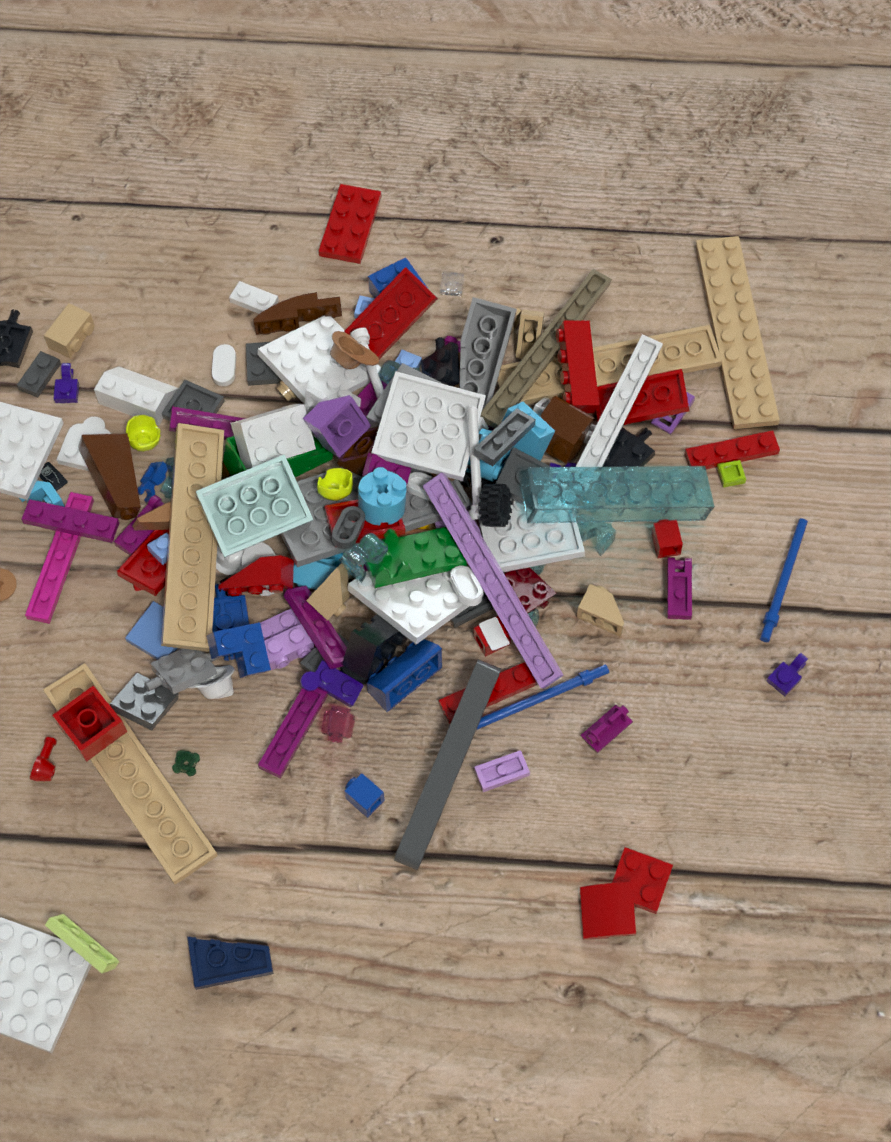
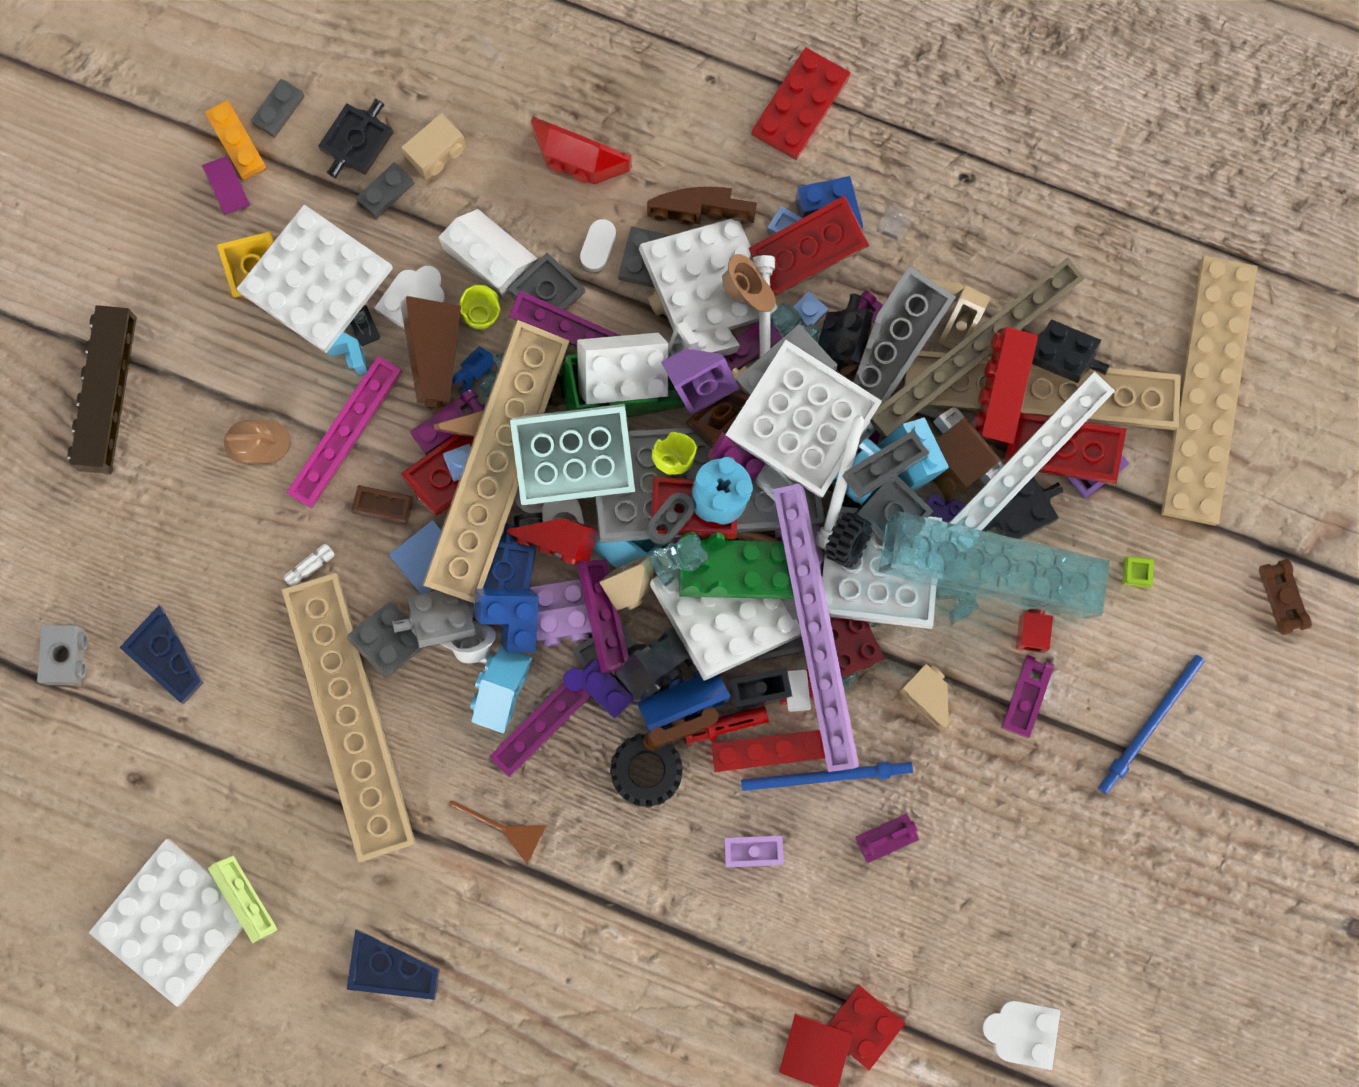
camera: 15 degrees right, 15 degrees up
(43, 769) = (257, 682): red bar -> none
(60, 666) = (309, 565): none -> white axle
(67, 388) = (411, 219): dark purple plate -> none
(70, 521) = (367, 393): magenta plate -> none
(90, 723) = (317, 654): red brick -> none
(108, 602) = (382, 504): none -> reddish brown plate
(183, 756) = (414, 733): clear green plate -> none
(186, 302) = (577, 154): none -> red wedge
(250, 707) = (499, 689): none -> medium azure brick
(252, 298) = (658, 169): white plate -> none
(305, 823) = (521, 837): none -> dark orange piece
(338, 724) = (591, 736): clear pink head -> none
(364, 794) = (593, 829): blue brick -> none
(386, 716) = (645, 795): none -> black tyre
(409, 688) = (680, 729): none -> reddish brown plate
(433, 688) = (730, 723): none -> red pin
(447, 765) = (696, 826): dark grey beam -> none
(465, 641) = (761, 688): none -> black slope
(466, 586) = (783, 625): white tile -> none
(617, 332) = (1067, 352): none -> black plate
(735, 449) = (1149, 543): red plate -> none
(772, 843) = (1023, 1033): none -> white plate
(786, 677) = (1110, 844): dark purple plate -> none
(850, 457) = (1284, 597): none -> reddish brown plate

